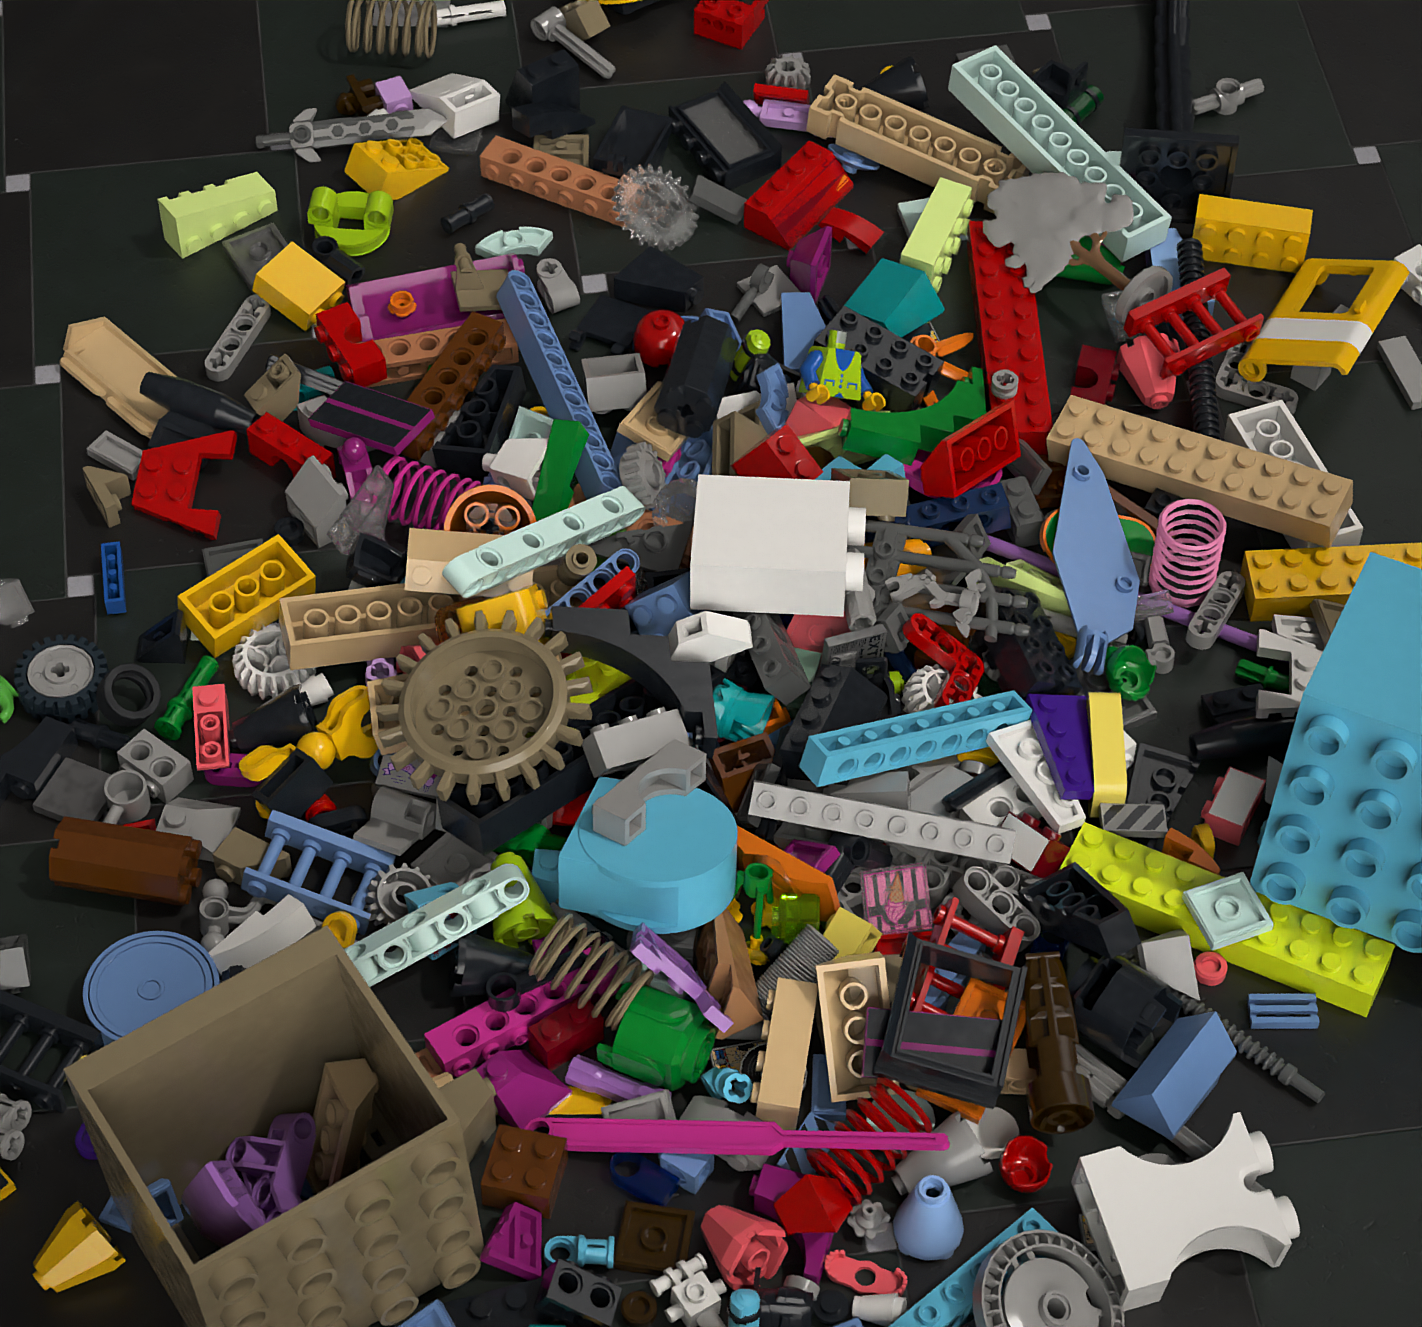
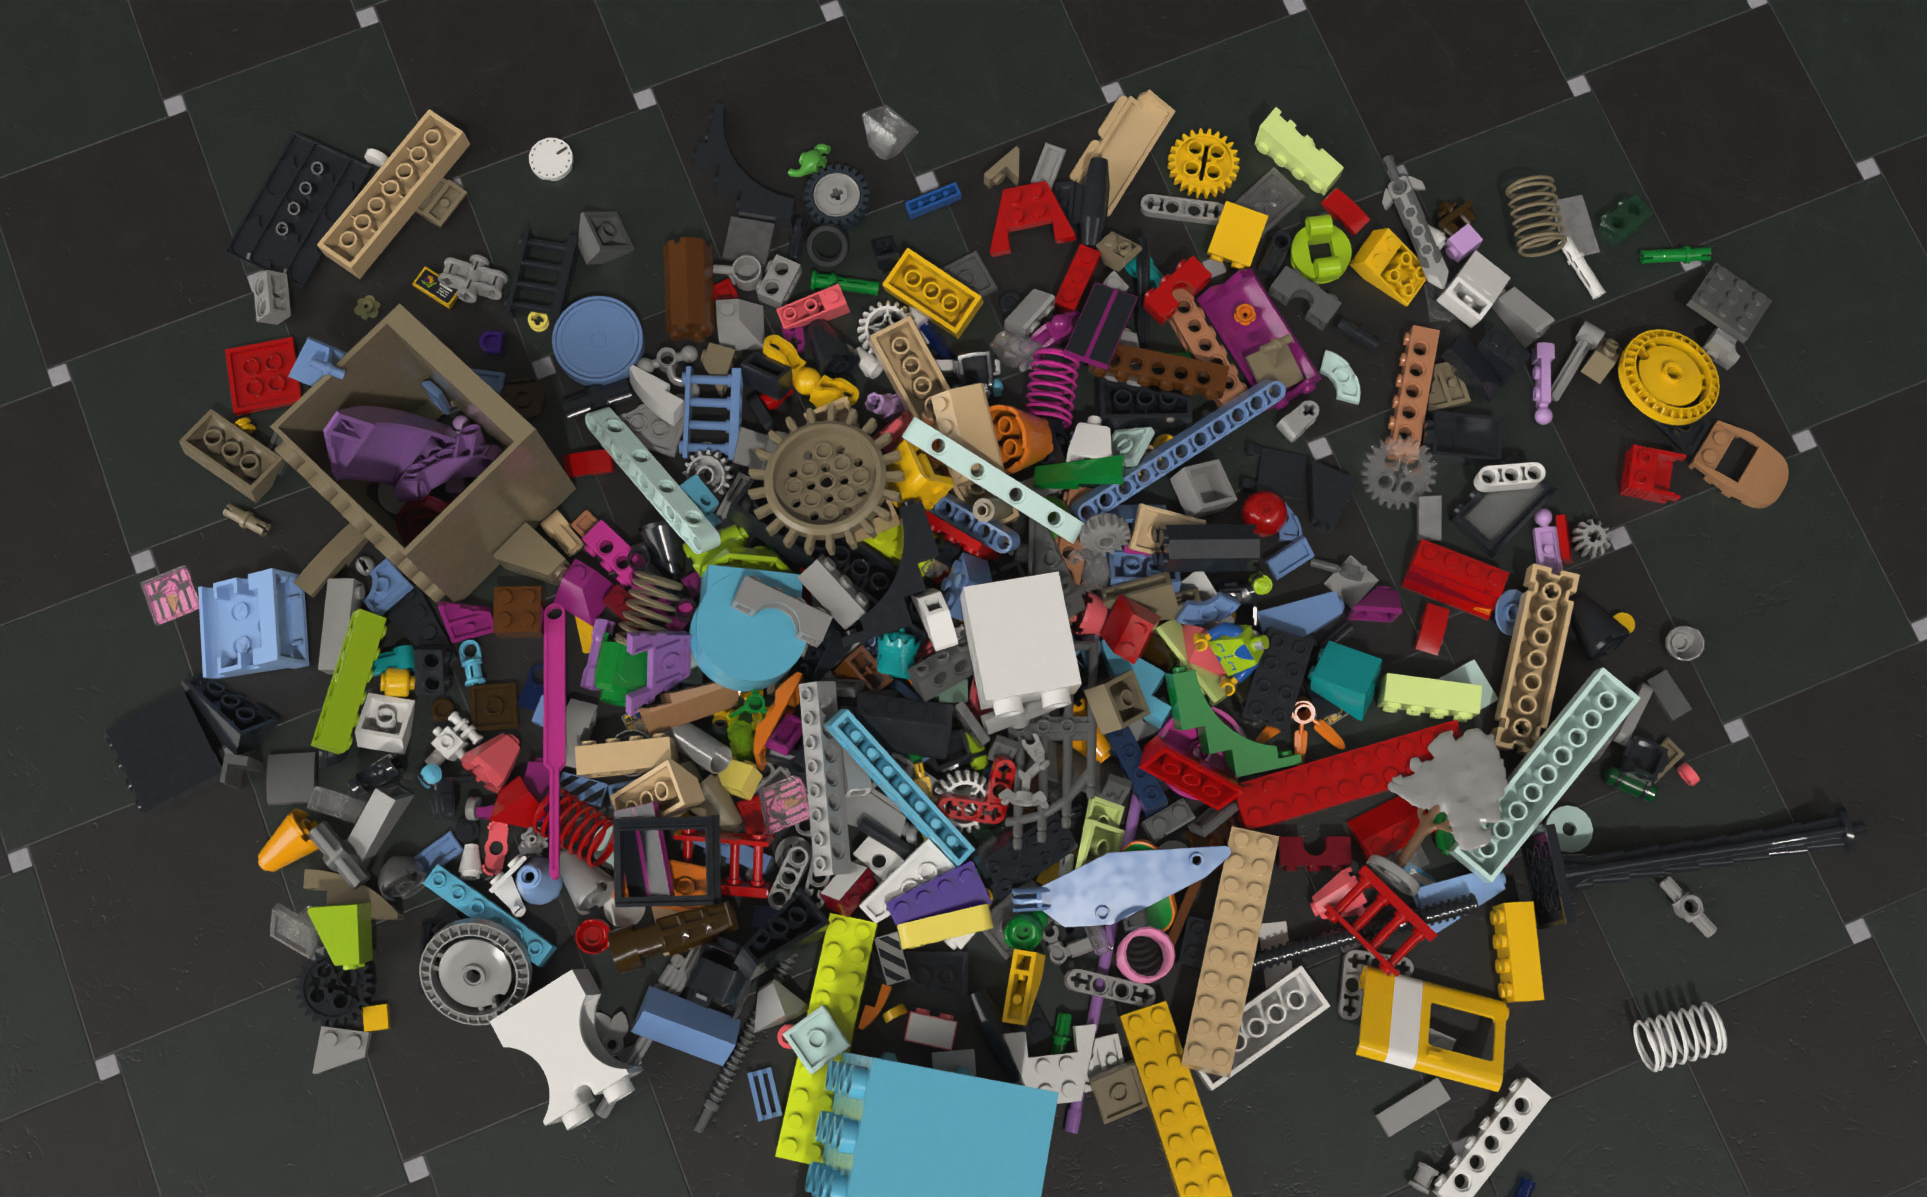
camera: 75 degrees right, 25 degrees up
(109, 1208) = (316, 361): none -> medium blue plate
(188, 302) = (1223, 167): none -> yellow gear
(298, 193) = (1345, 210): none -> red slope
(342, 926) = (671, 441): yellow tile -> none
(418, 236) = (1292, 284): none -> dark grey arch
(502, 61) = (1522, 316): none -> light grey slope
(549, 841) = (740, 557): none -> lime wedge
(602, 74) = (1542, 359): none -> lavender plate
(651, 1106) = (576, 674): light grey tile -> none
(697, 111) = (1518, 471): none -> white beam
(719, 1084) = (604, 725): medium azure connector -> none
(917, 1252) = (505, 887): none -> white plate
(932, 29) = (1684, 643): none -> light grey hair
(1001, 377) = (1282, 777): light grey bush -> none
(1077, 58) = (1688, 774): none -> coral tile
(1078, 313) = (1385, 827): none -> red slope
(1197, 689) = (1022, 986): none -> yellow slope
(1395, 133) = (1720, 1029): none -> white piece

